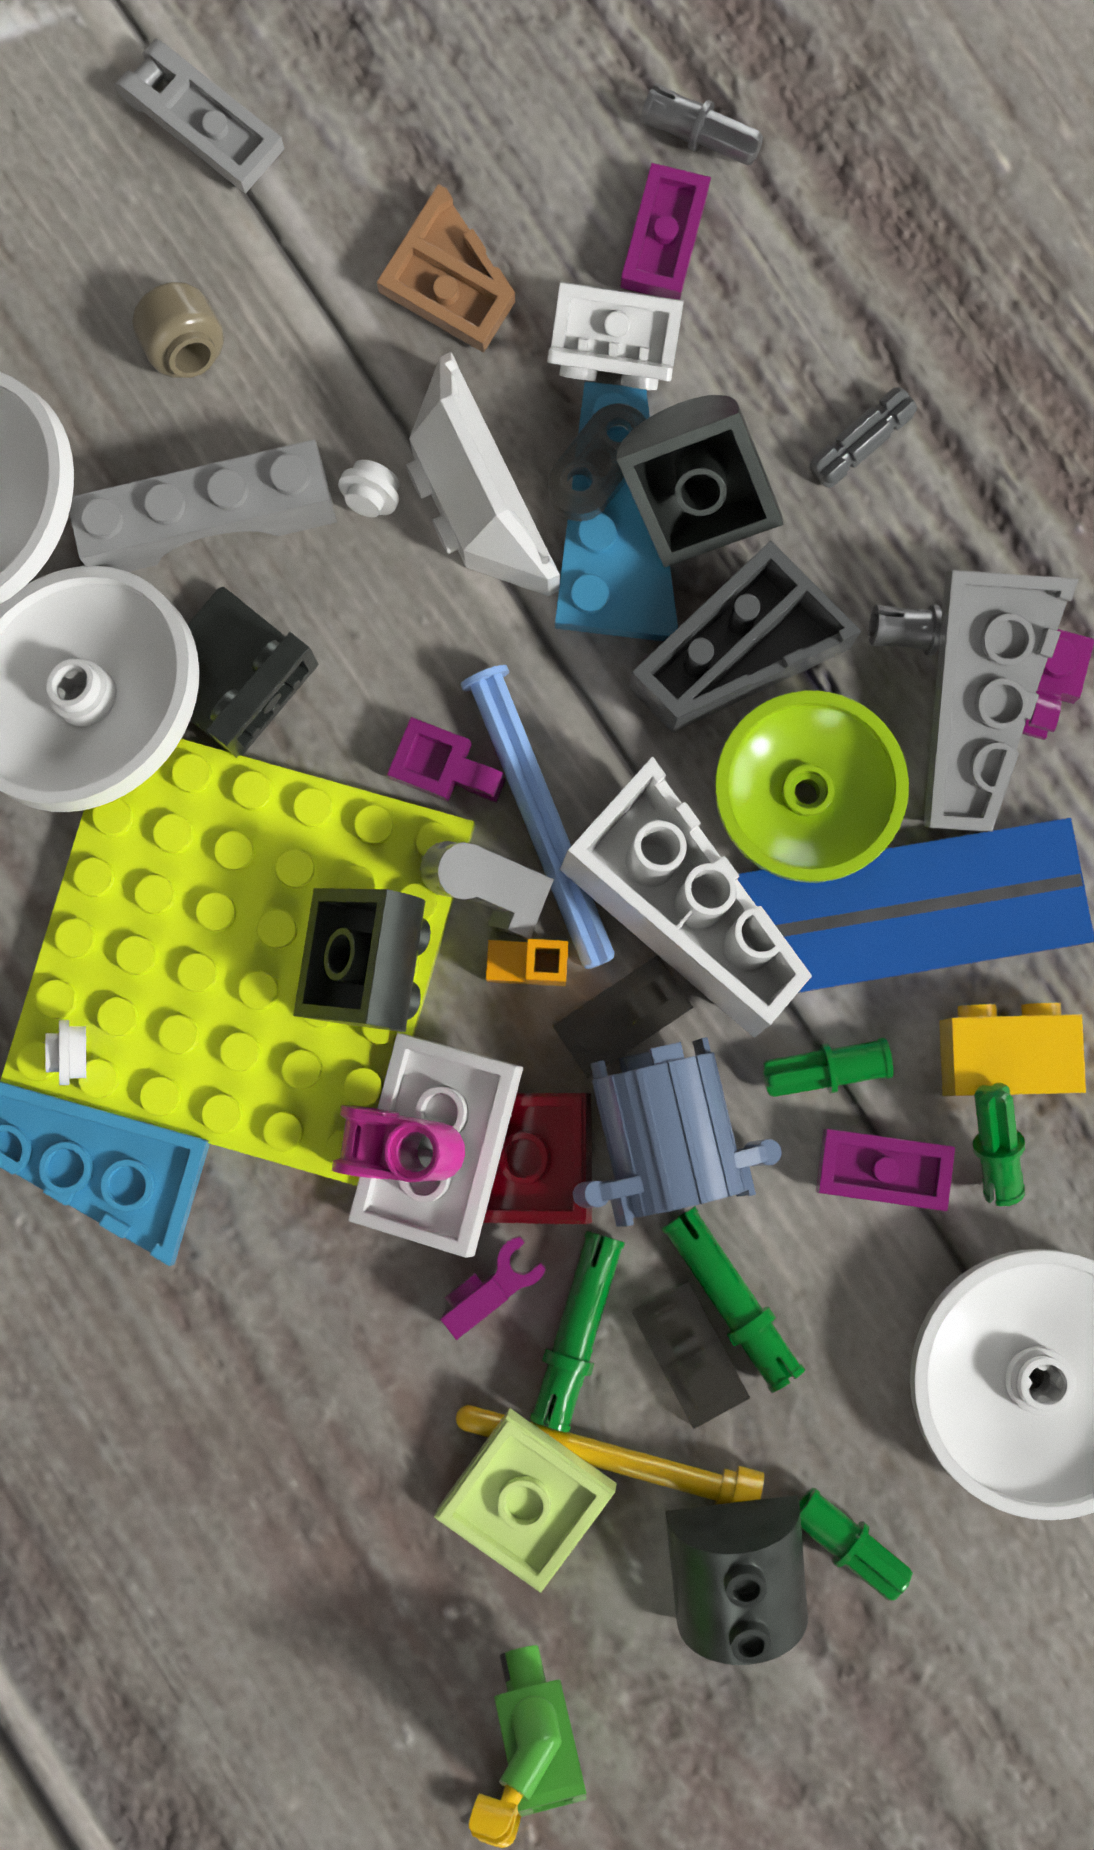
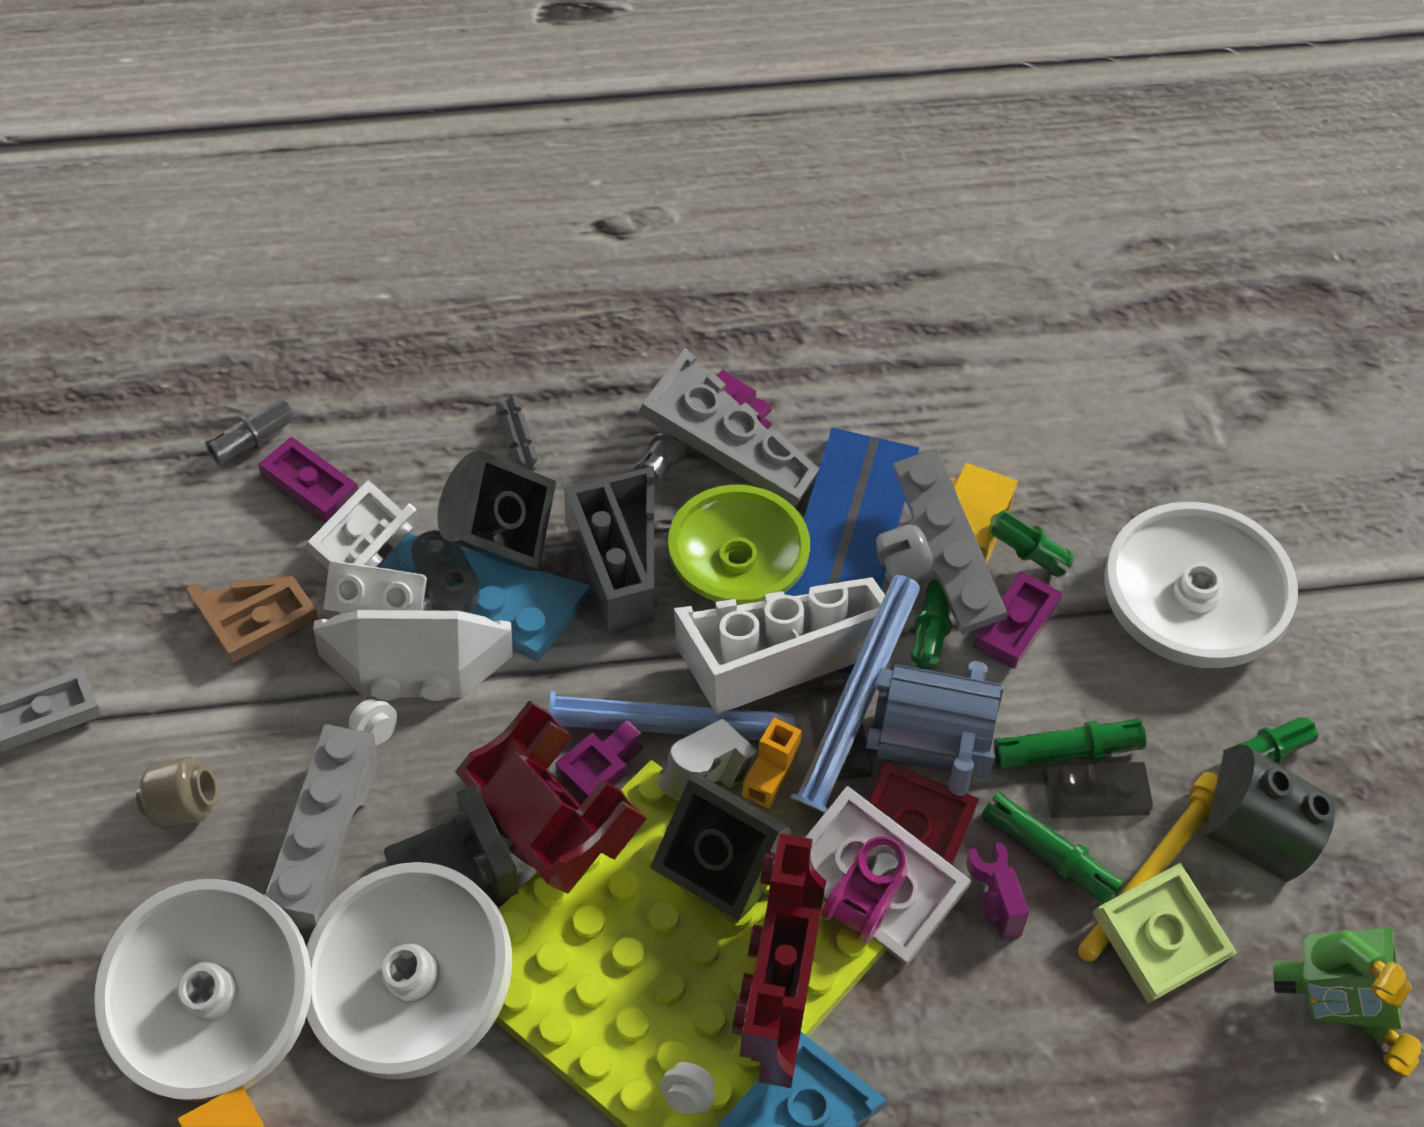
camera: 70 degrees left, 30 degrees down
(233, 1096) = (776, 994): none -> dark red bracket
(323, 725) = (535, 808): none -> dark red bracket
(522, 402) = (373, 588): none -> white bracket
(647, 1026) = (857, 694): none -> light blue axle
(930, 1033) = (940, 544): none -> light grey plate

